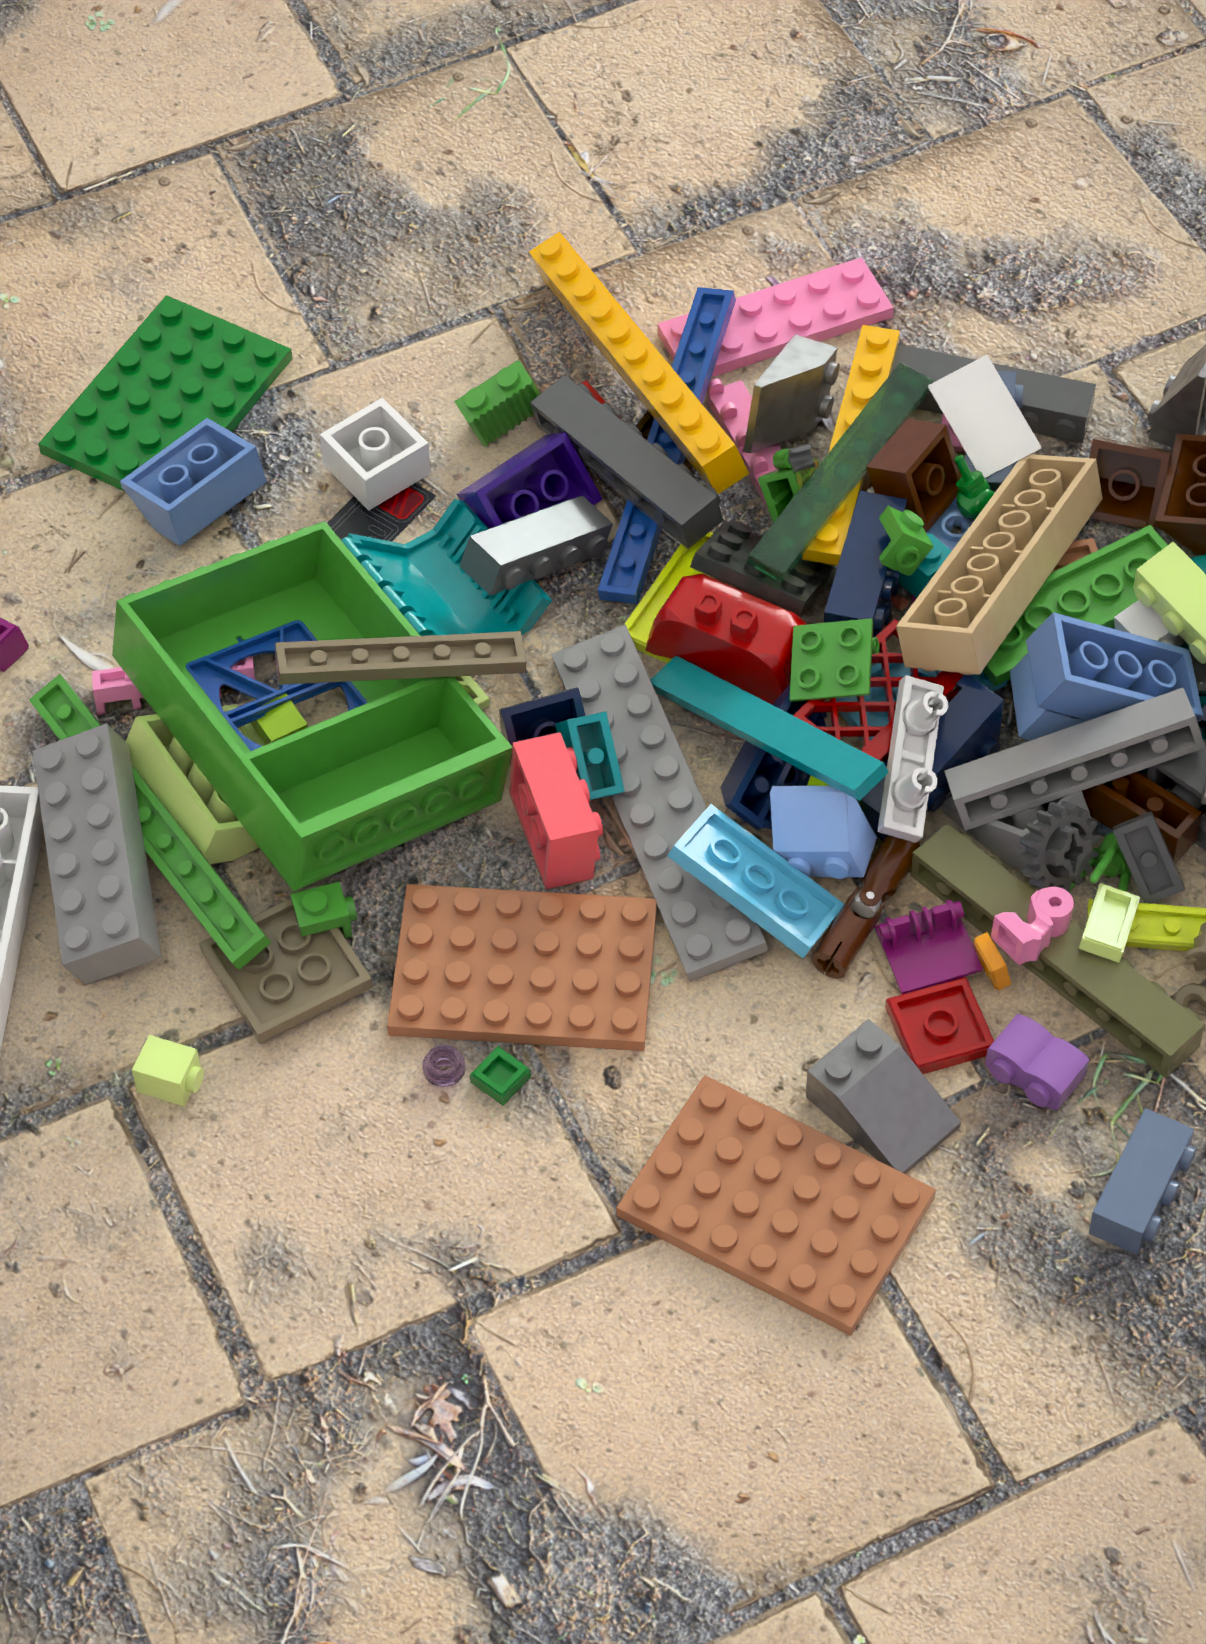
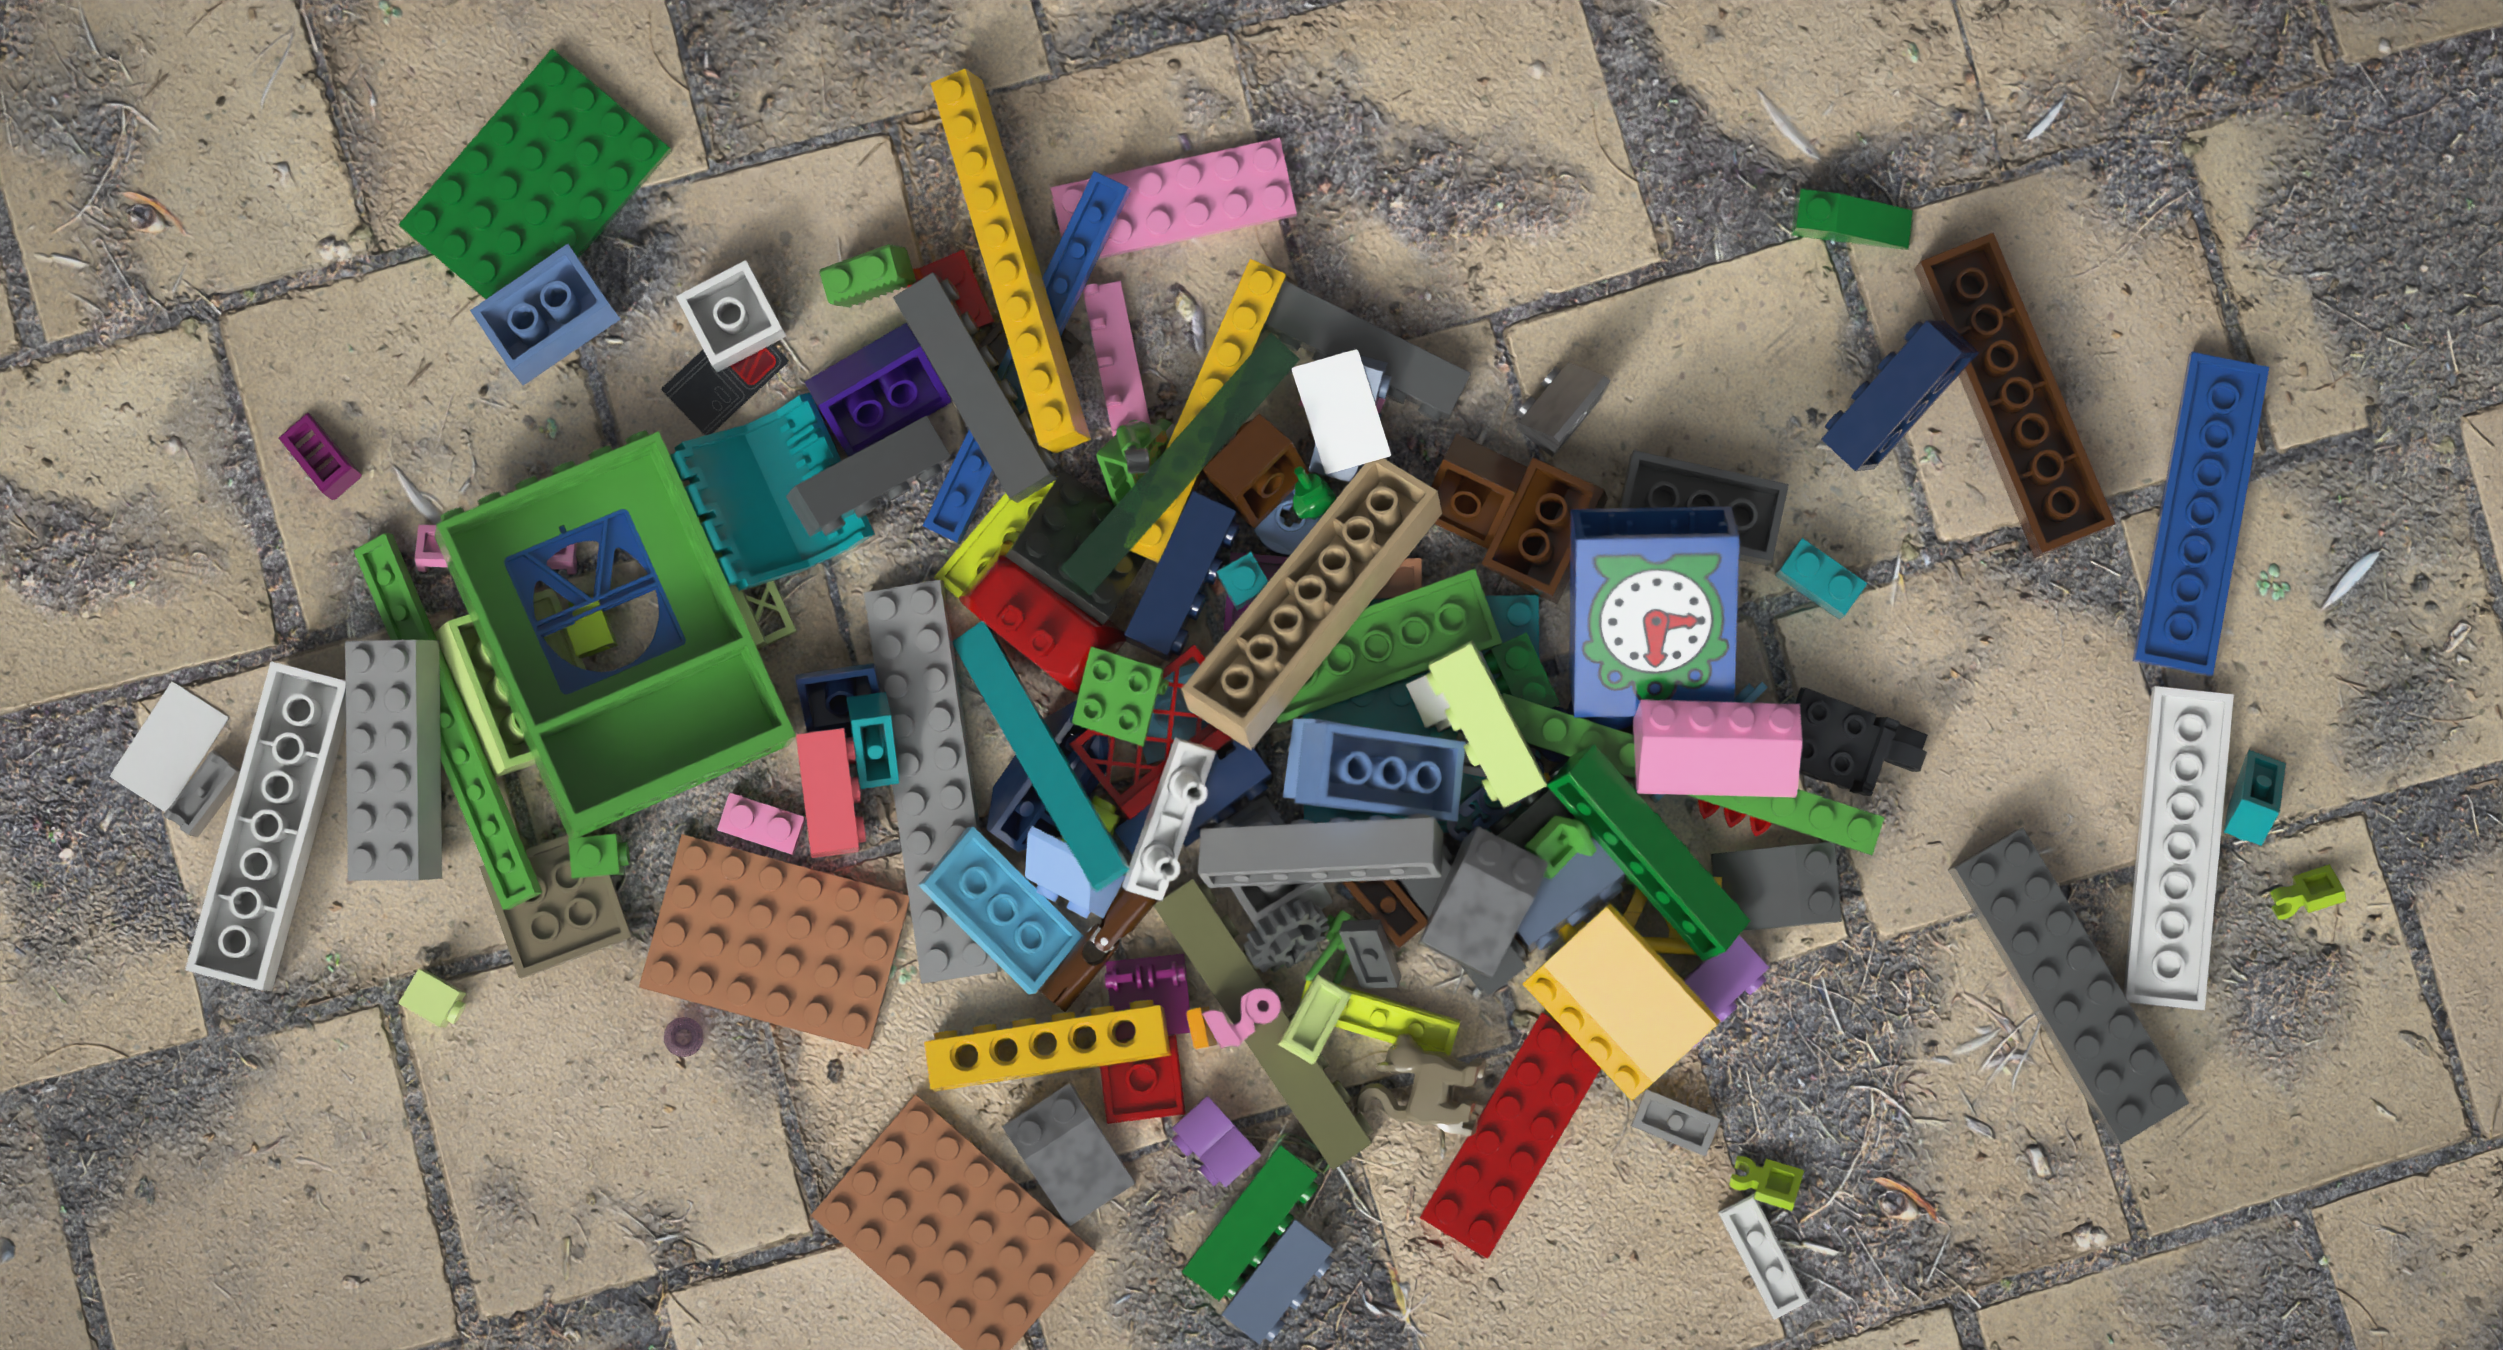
camera: 10 degrees right, 30 degrees up
(399, 657) = (702, 626): dark tan plate -> none
(487, 866) = (761, 823): none -> bright pink plate
(500, 1075) = (733, 1054): green tile -> none
(792, 393) = (1161, 334): flat silver slope -> none
(823, 1018) = (944, 1051): none -> yellow brick
(908, 540) = (1220, 568): bright green bracket -> none
(1096, 1131) = (1250, 1223): none -> green brick

